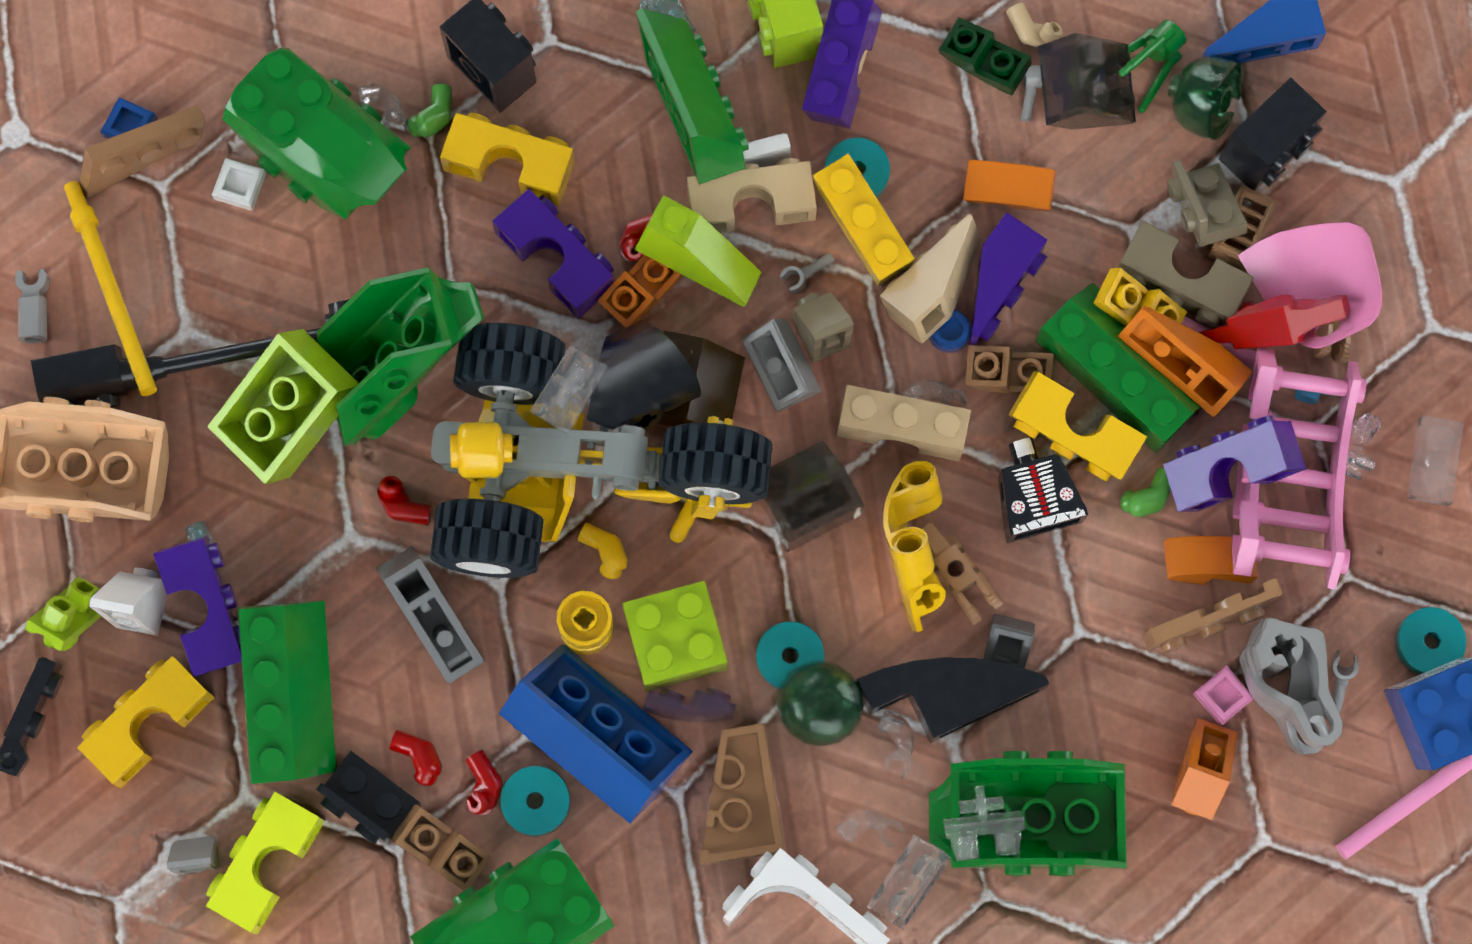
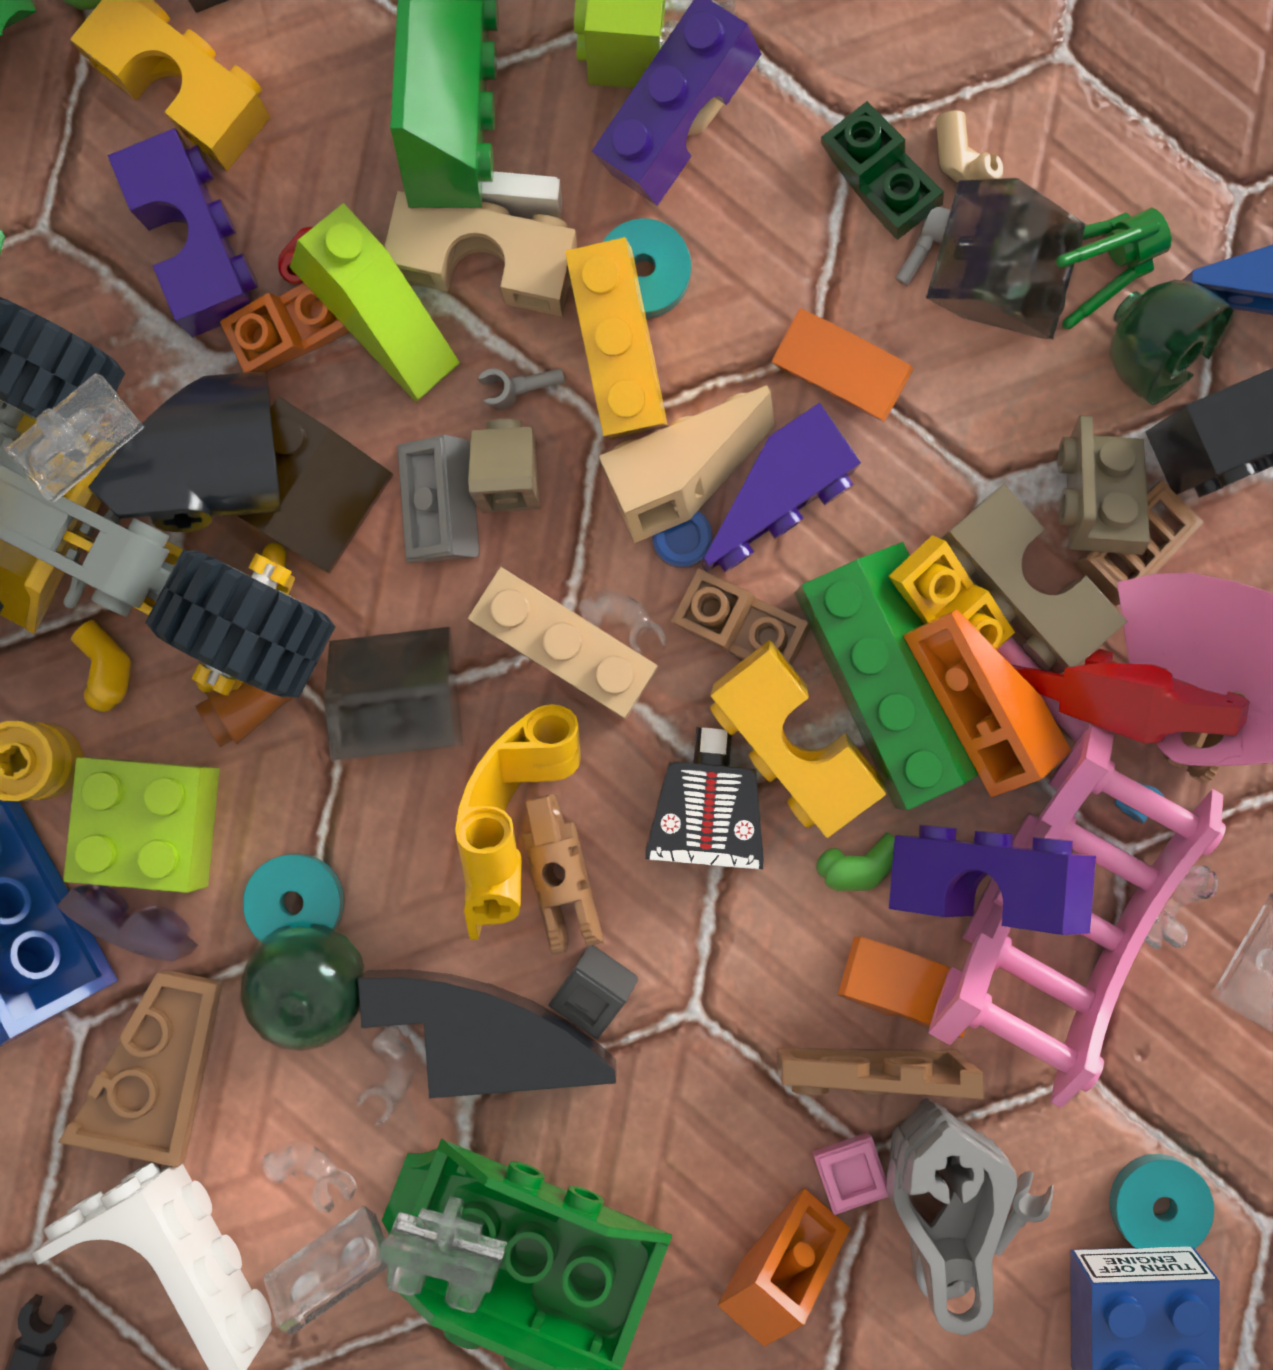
camera: 25 degrees right, 10 degrees up
(706, 542) = (238, 713): none -> dark orange cone

